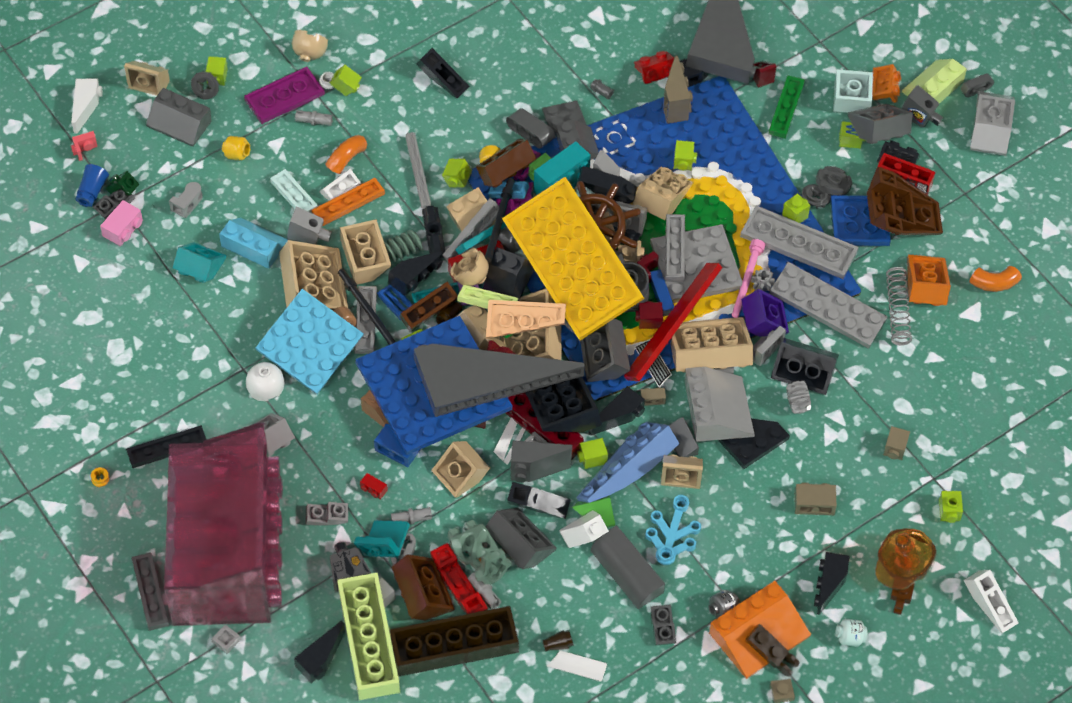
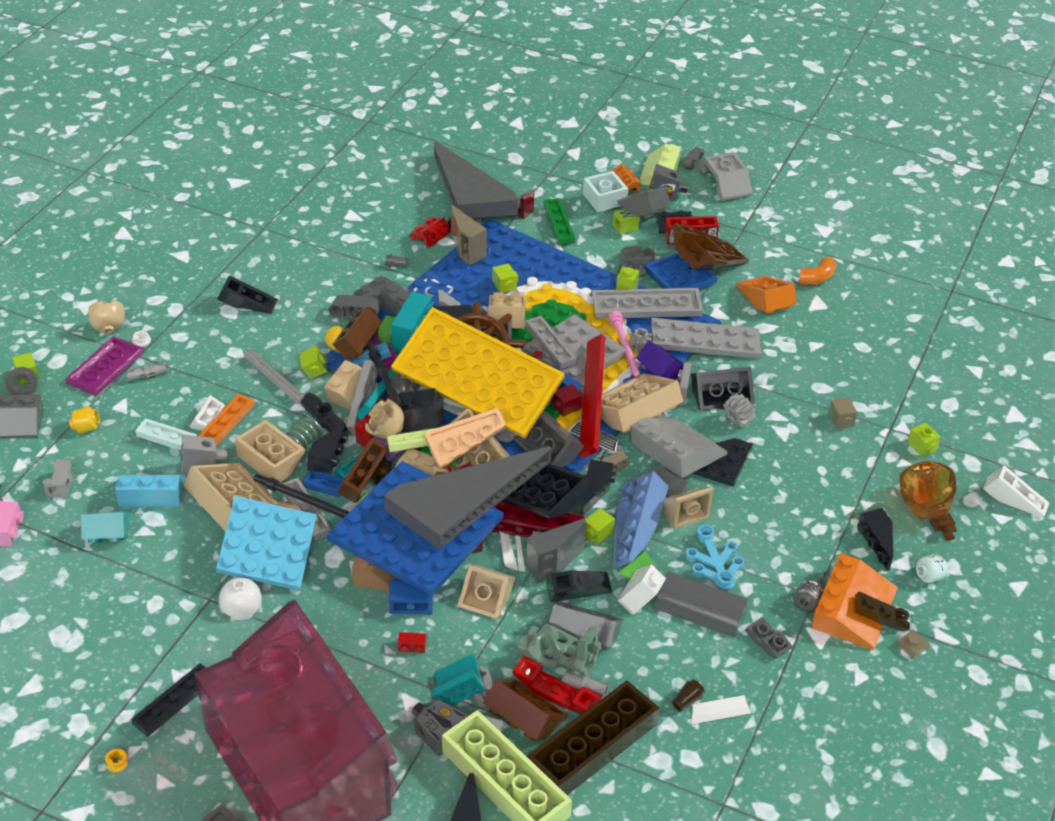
camera: 30 degrees left, 15 degrees down
(329, 514) = (385, 687): light grey slope -> none
(345, 80) = (159, 331): lime brick -> none
(345, 152) = (197, 384): orange cylinder -> none
(412, 515) = (472, 648): light grey pin -> none
(815, 499) = (814, 481): dark tan brick -> none
(898, 333) = (783, 331): light grey piece -> none

